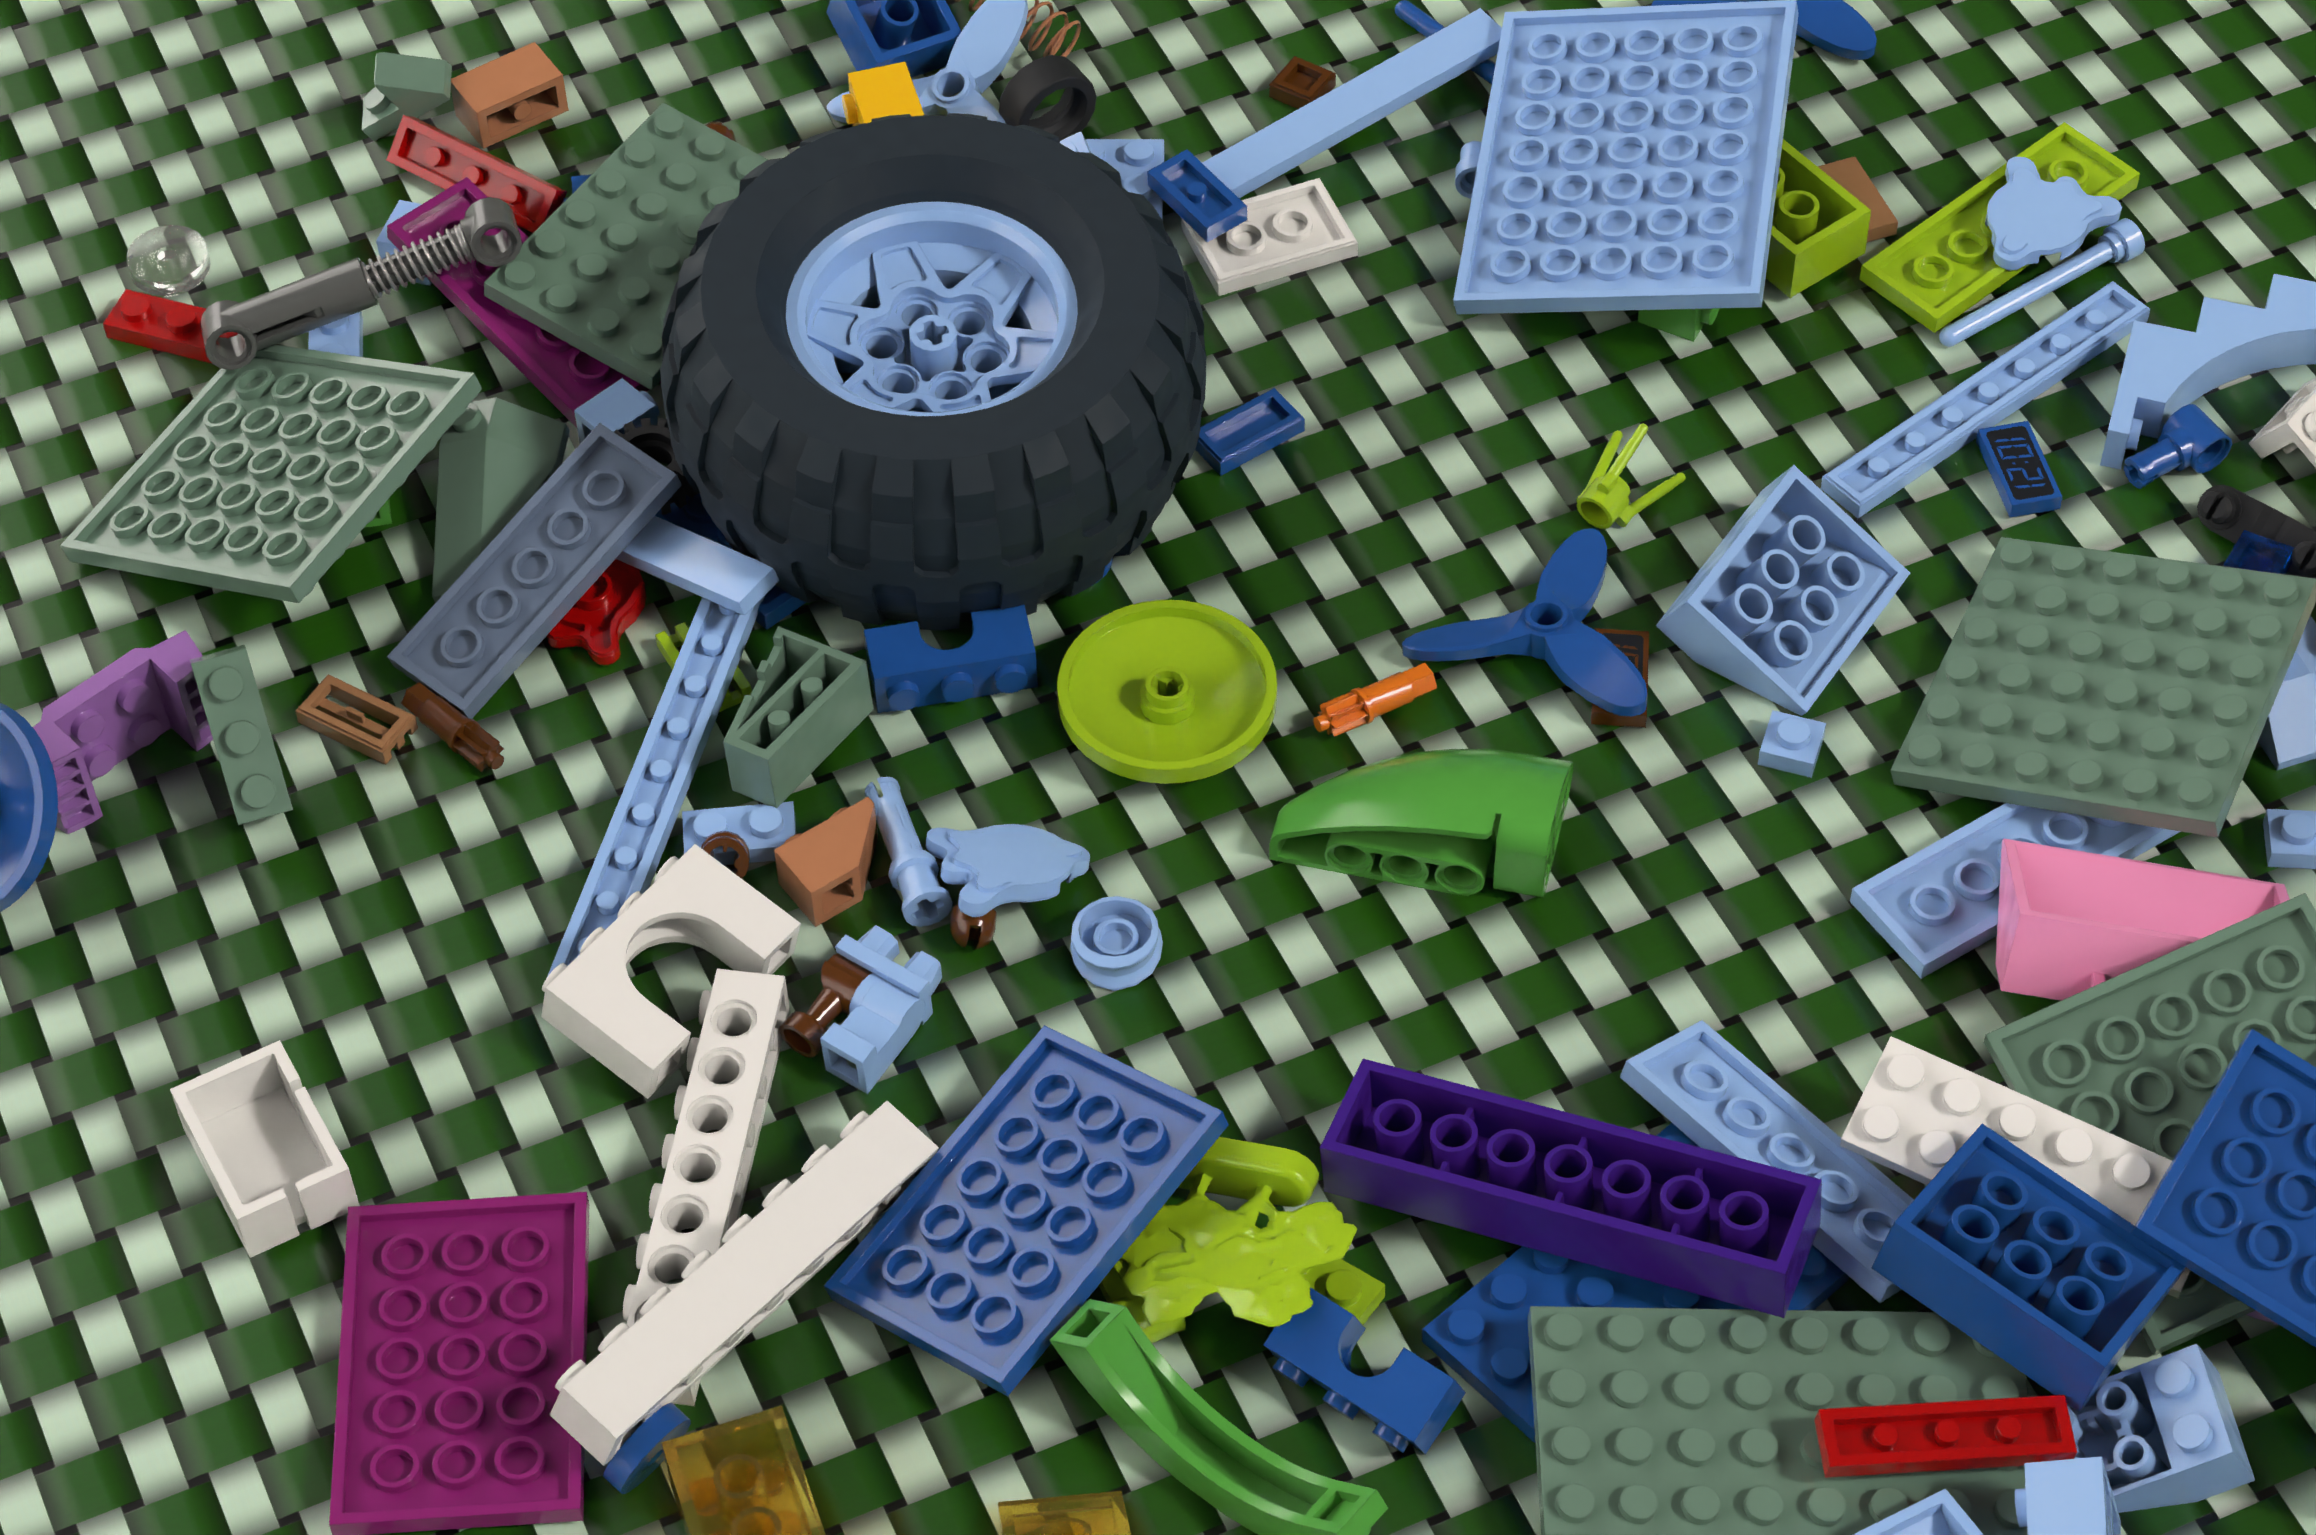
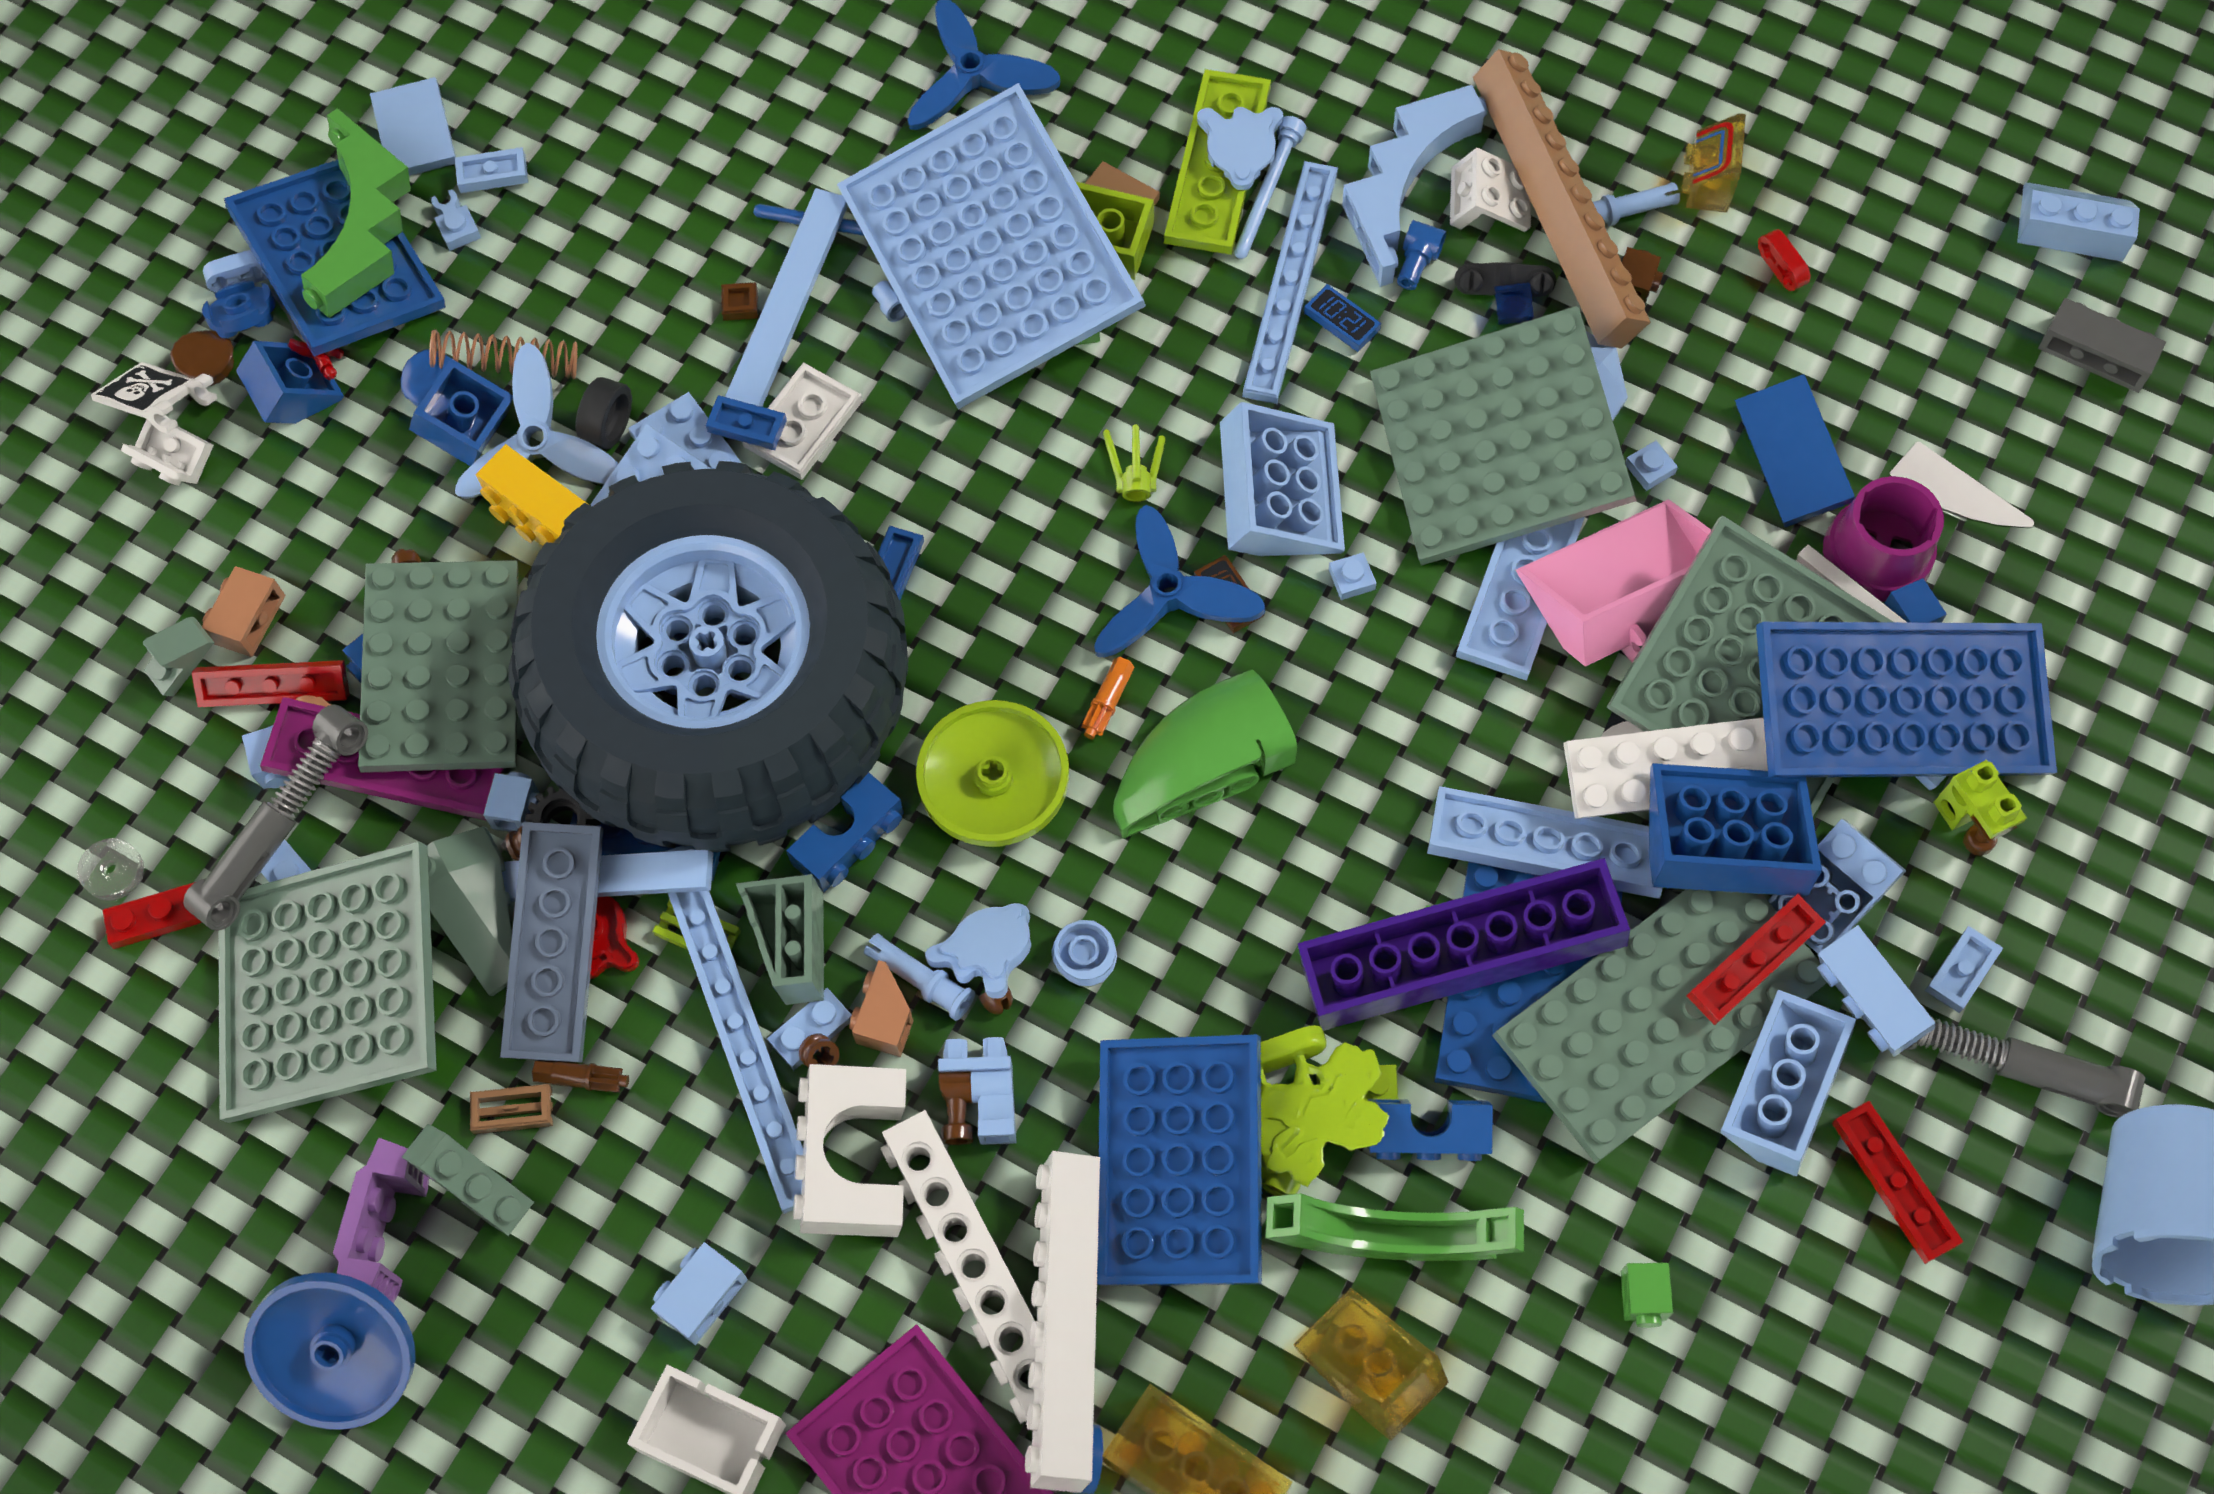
camera: 35 degrees left, 15 degrees up
(384, 1013) = (698, 1292): none -> light blue brick

